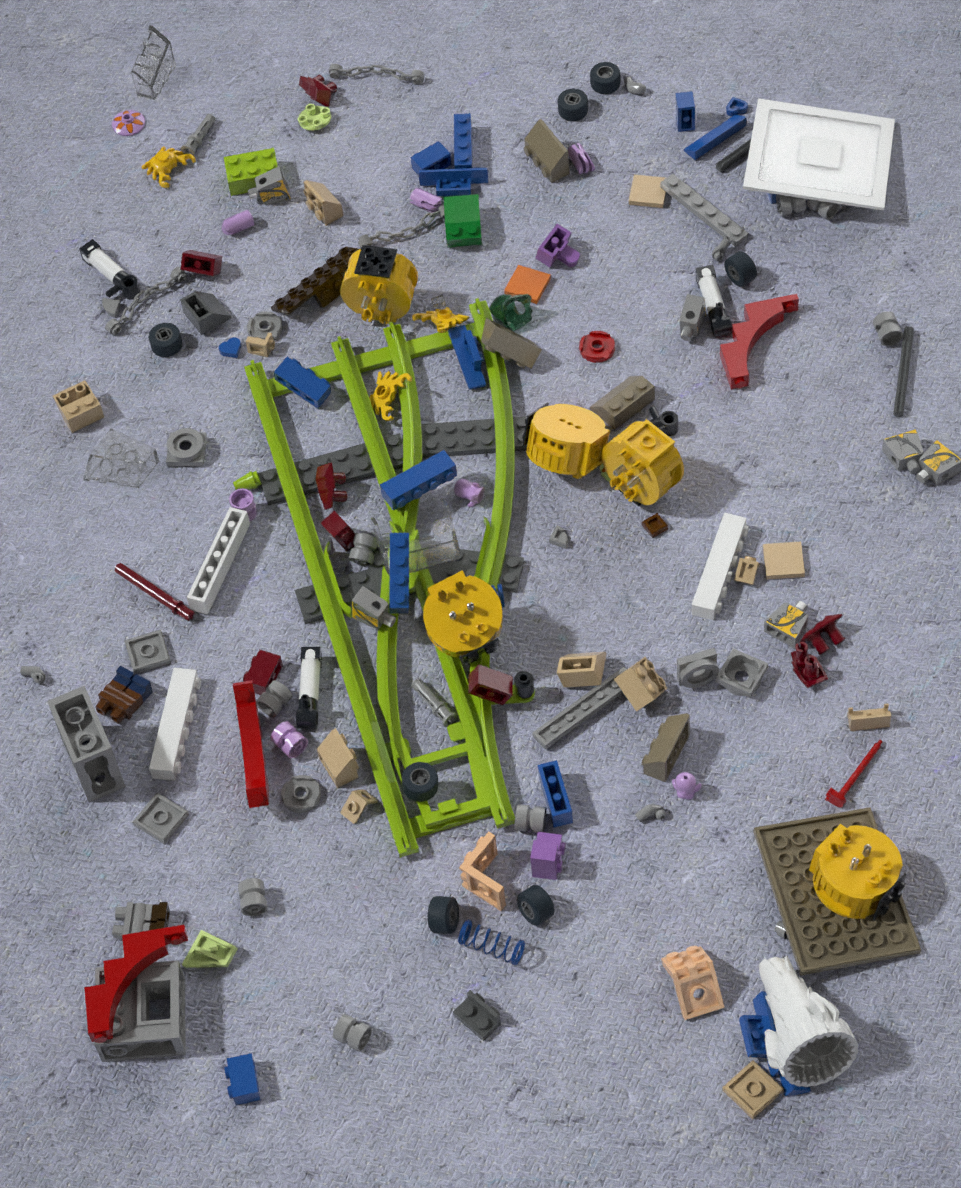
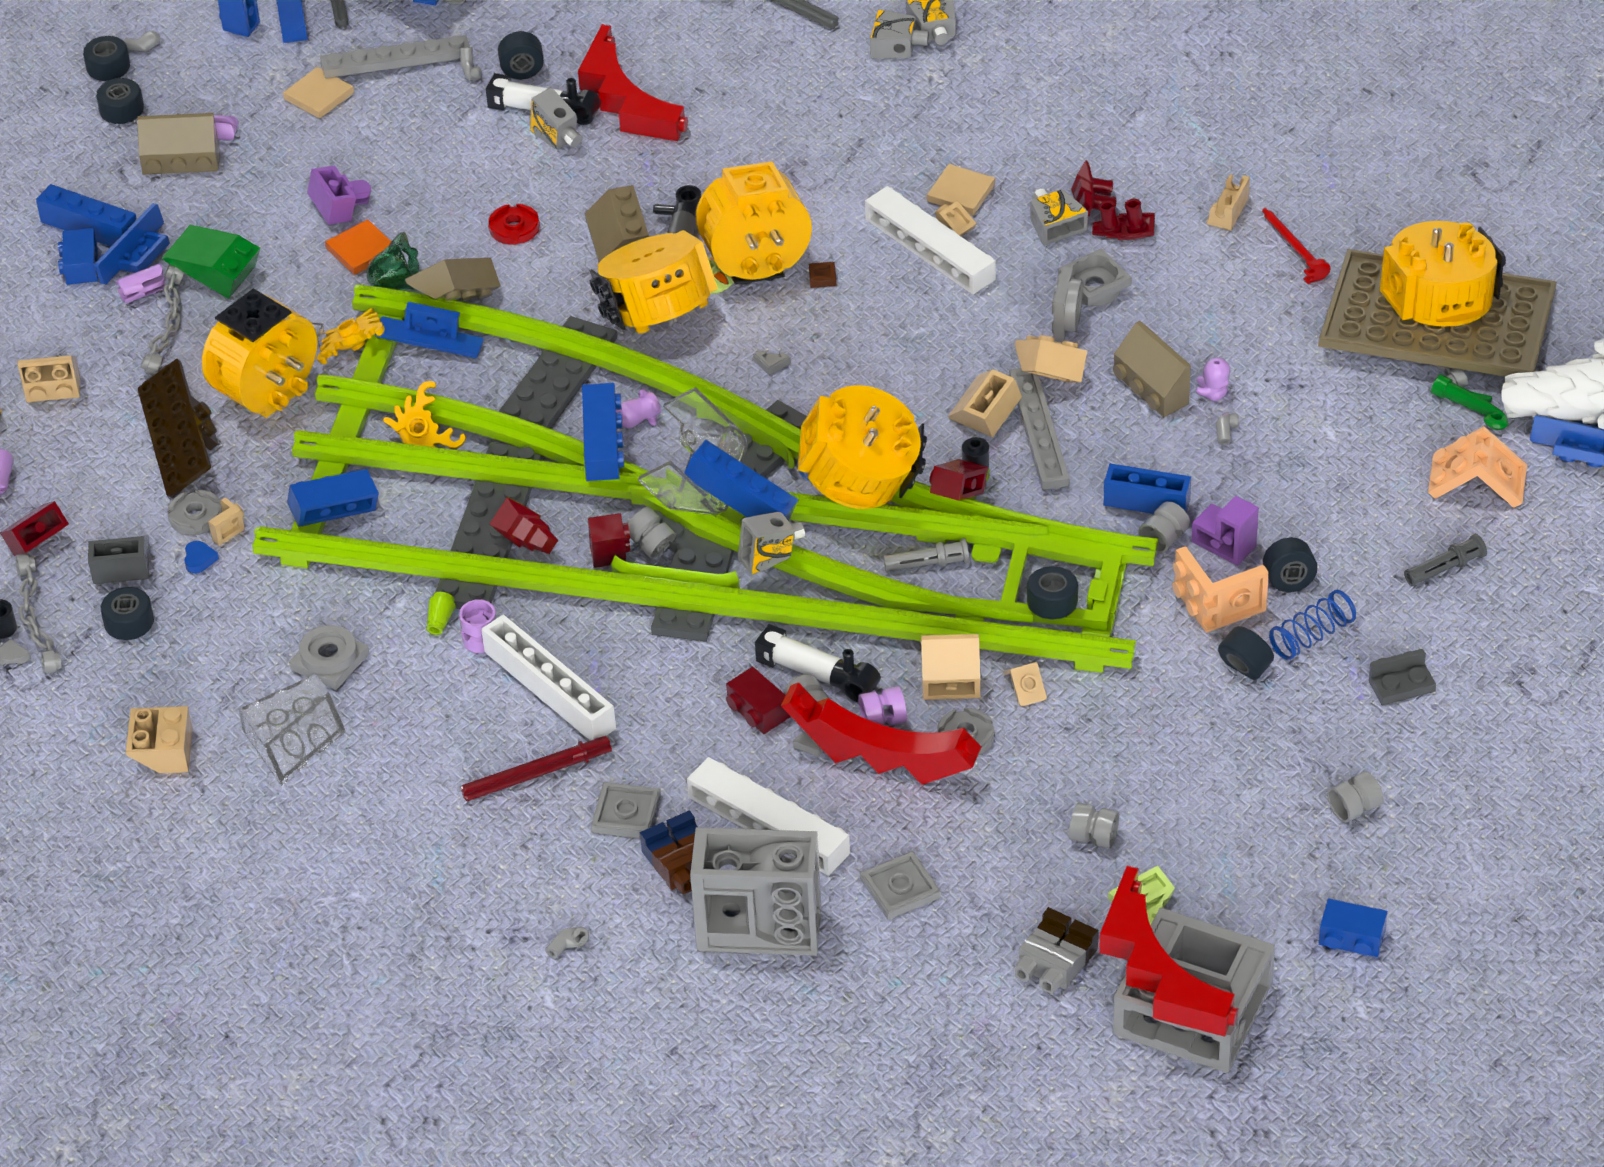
camera: 65 degrees left, 10 degrees down
(608, 1000) = (1457, 556): none -> dark grey pin
(768, 945) = (1445, 388): none -> green plant

